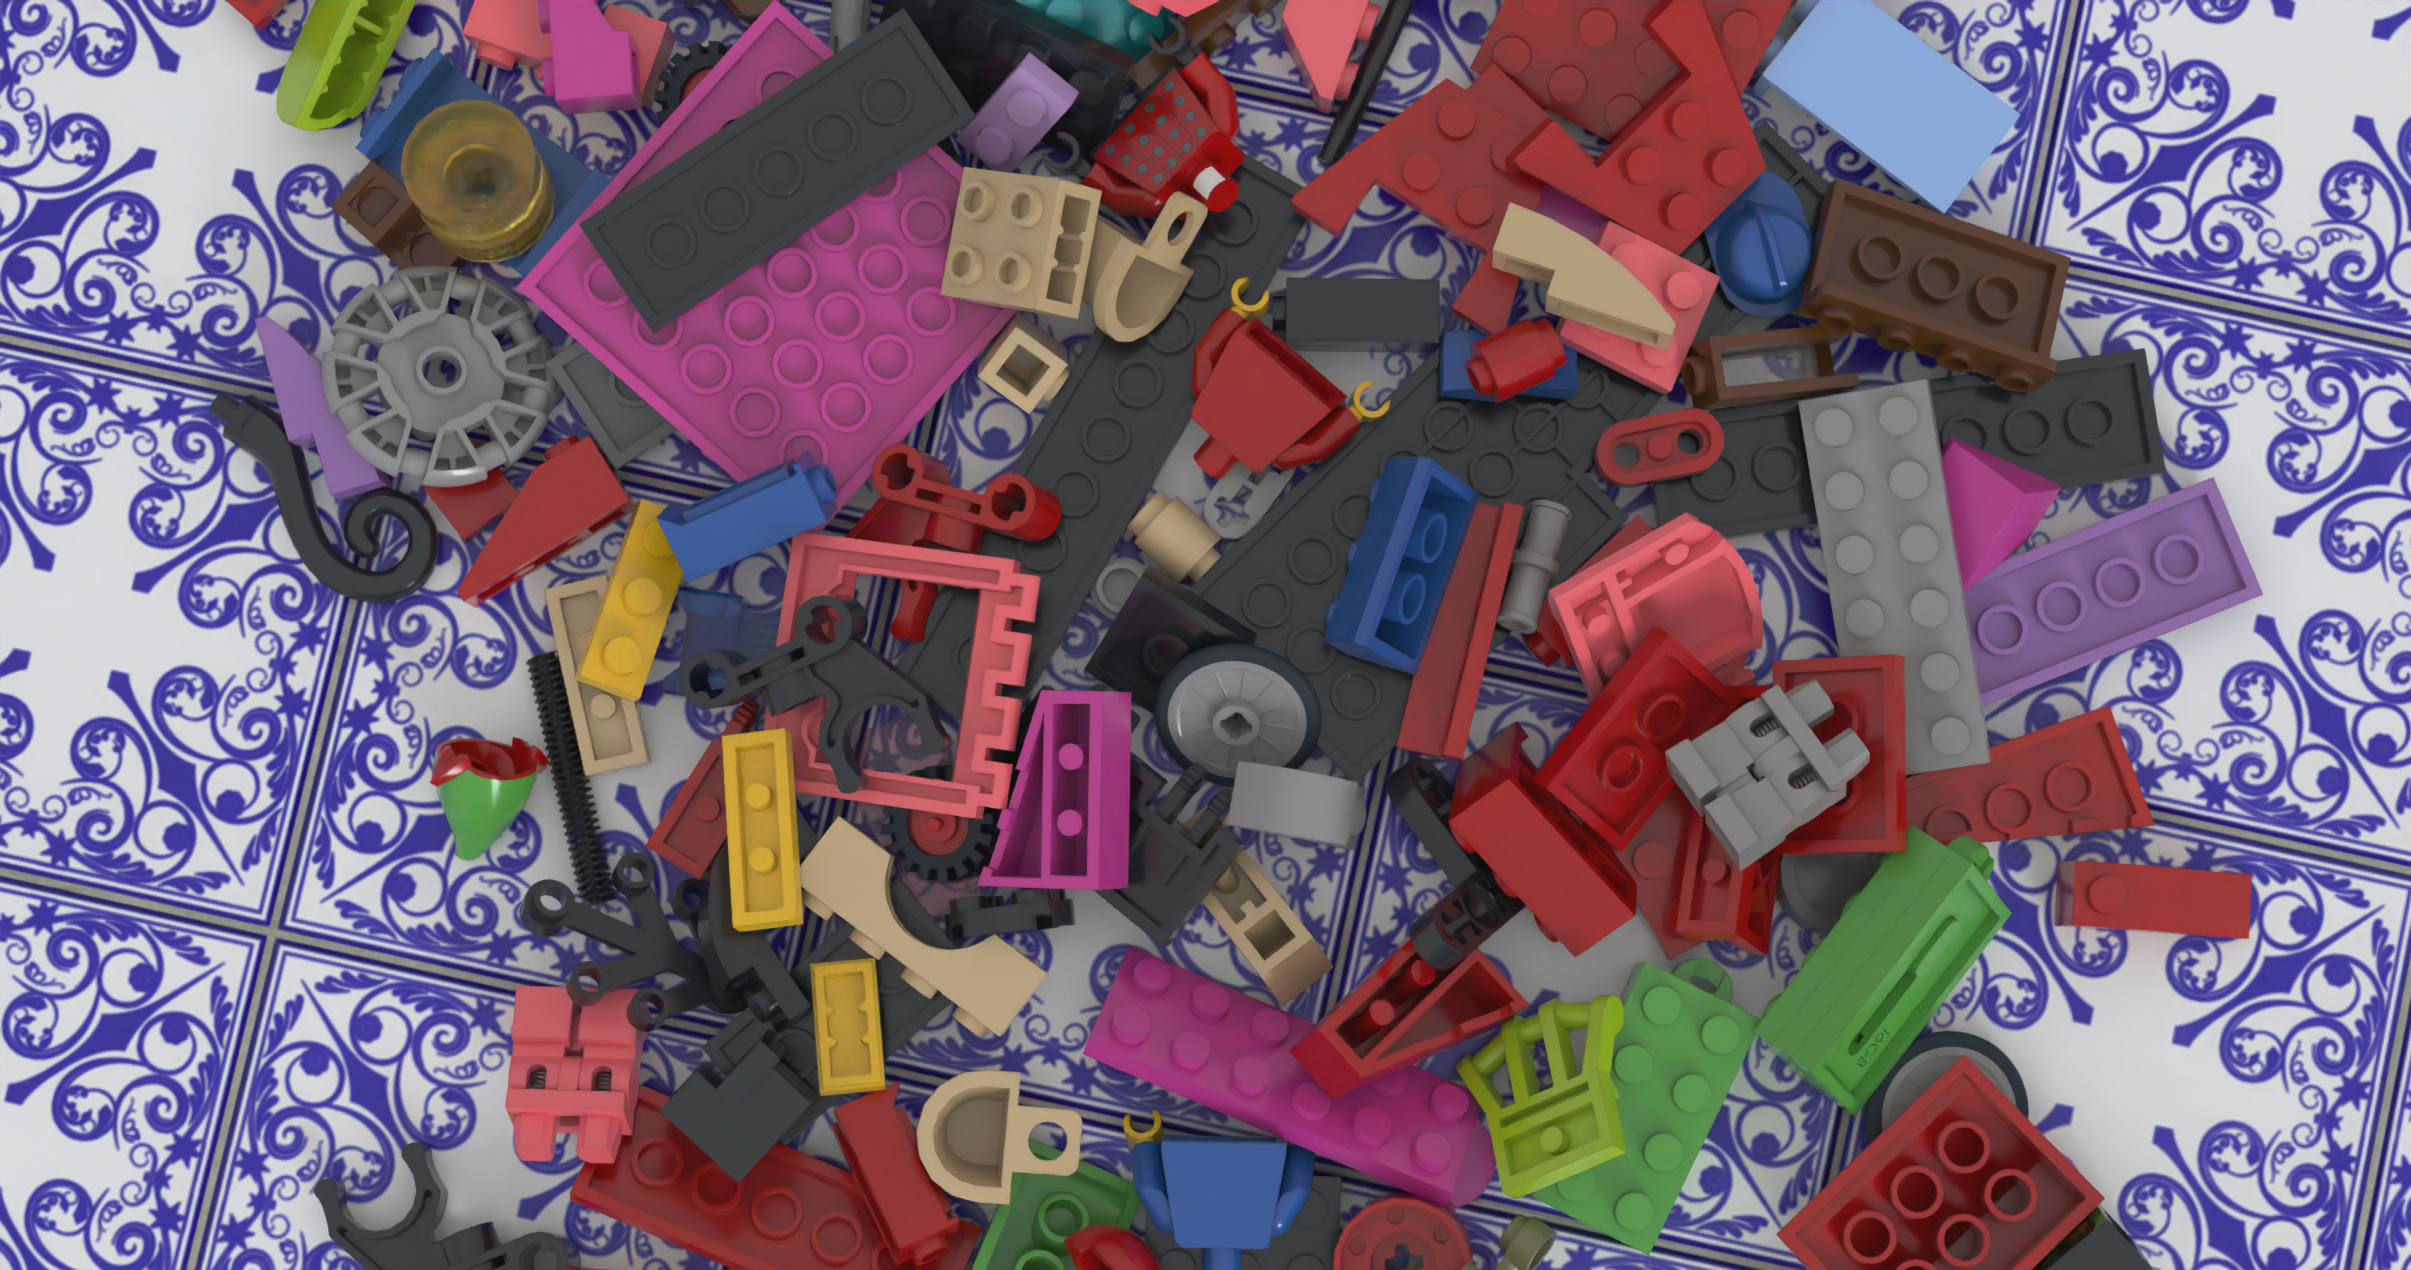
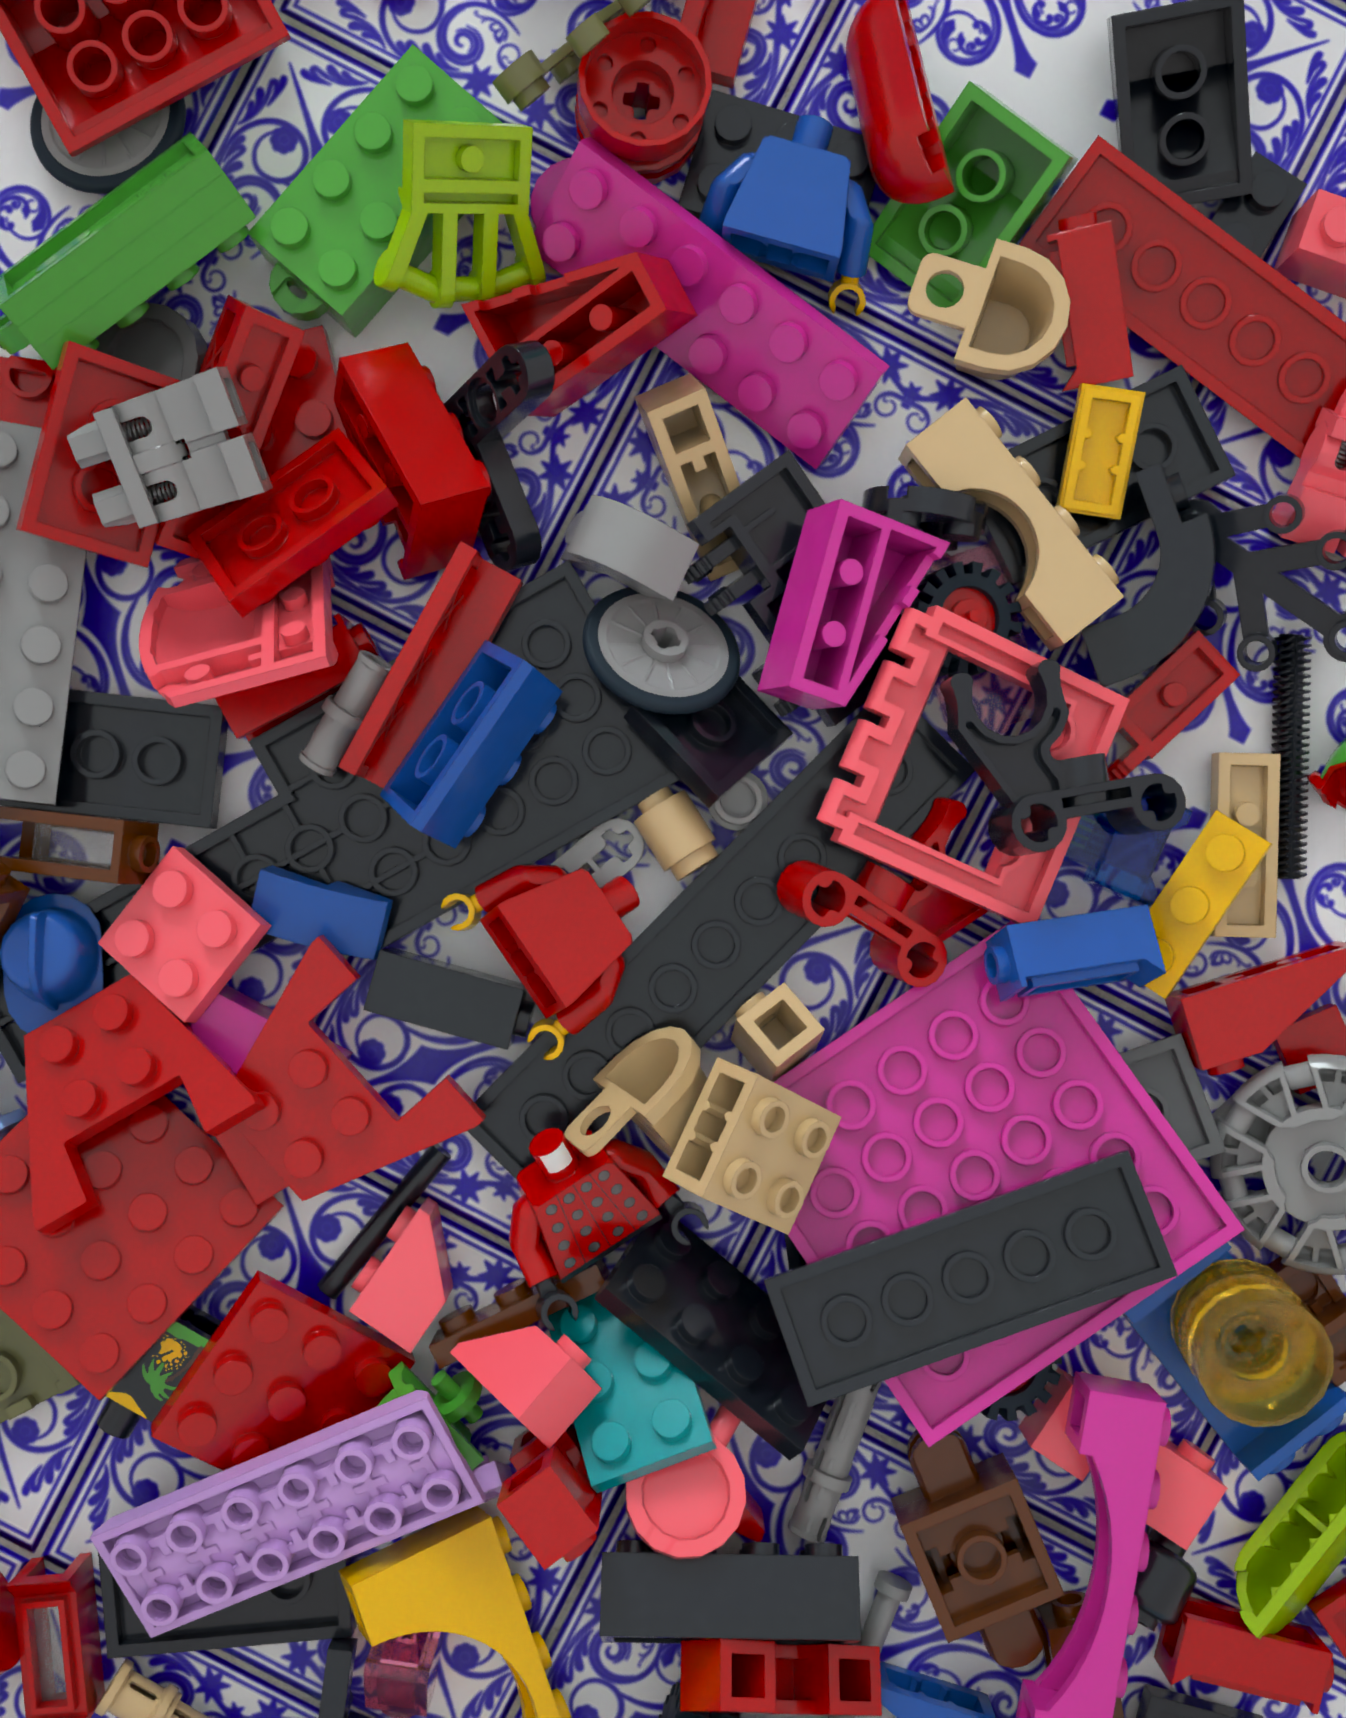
camera: 165 degrees left, 5 degrees up
(744, 1111) = (1227, 389): black plate -> none
(762, 830) = (1140, 647): yellow plate -> none
(1017, 115) = (720, 1272): lavender plate -> none
(1515, 359) = (308, 910): red brick -> none
(1580, 277) = (220, 969): tan slope -> none
(1657, 447) = (201, 797): red plate -> none

